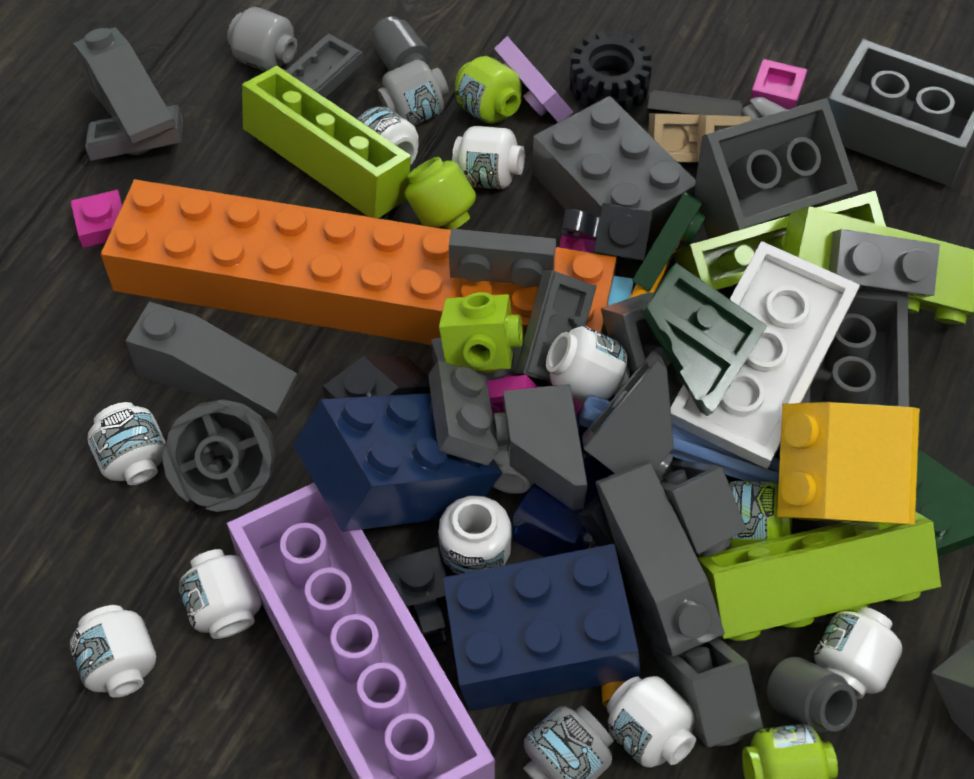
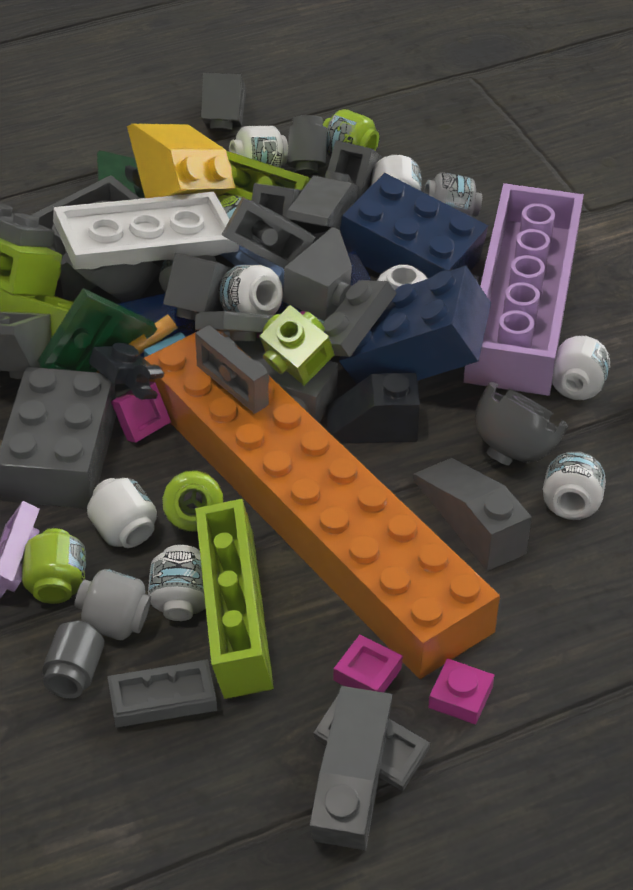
camera: 140 degrees left, 10 degrees down
(183, 171) = (367, 666): none -> dark pink plate
(262, 39) = (178, 749): light grey head -> none
(701, 334) = (184, 227): wing -> none

